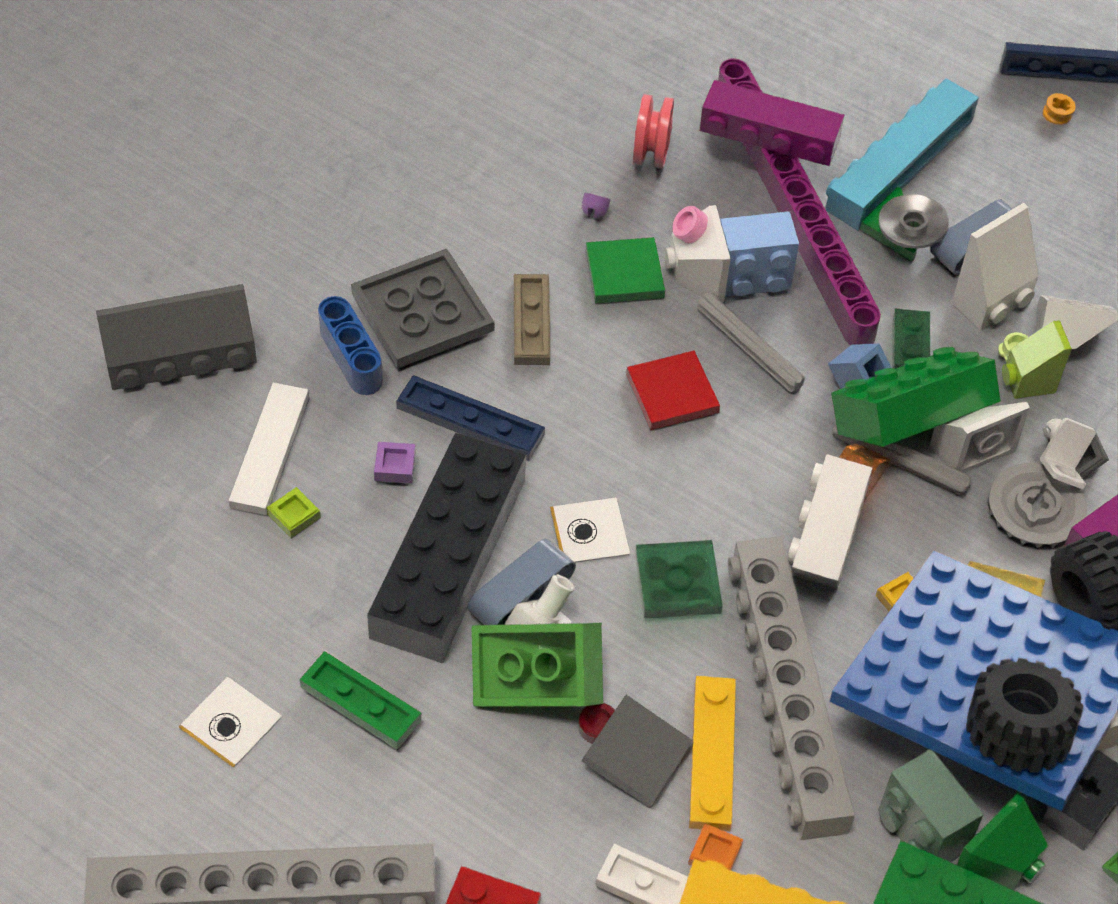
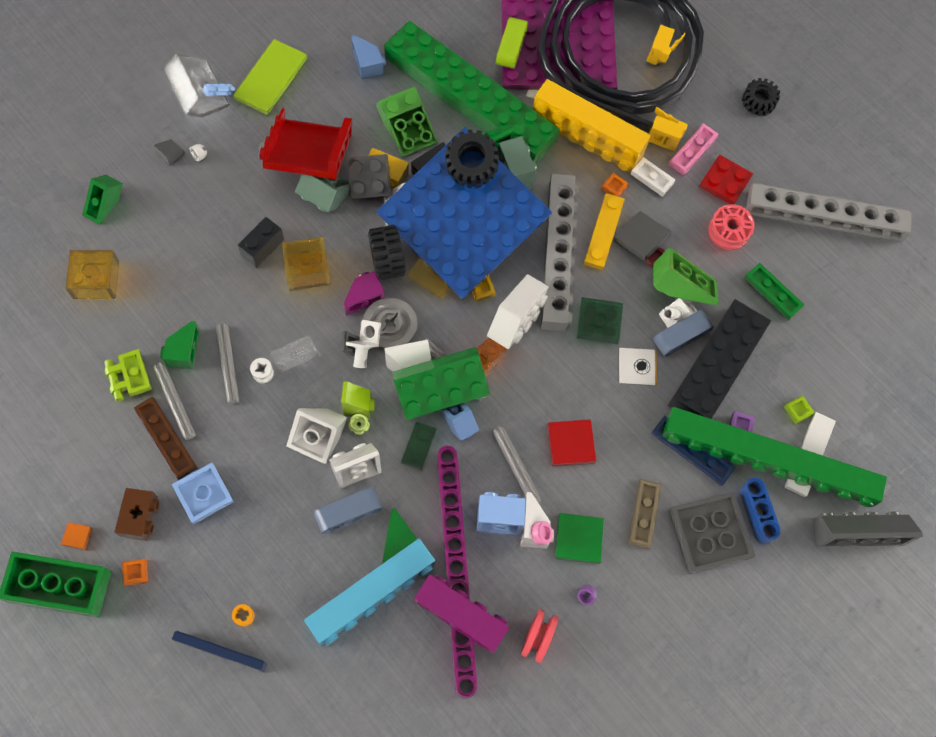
camera: 170 degrees left, 15 degrees up
(230, 721) = (837, 301): white sticker -> none
(334, 409) = (774, 457): none -> green brick
(468, 828) = (732, 216): none -> coral wheel
(913, 221) = (390, 509): flat silver dish -> none

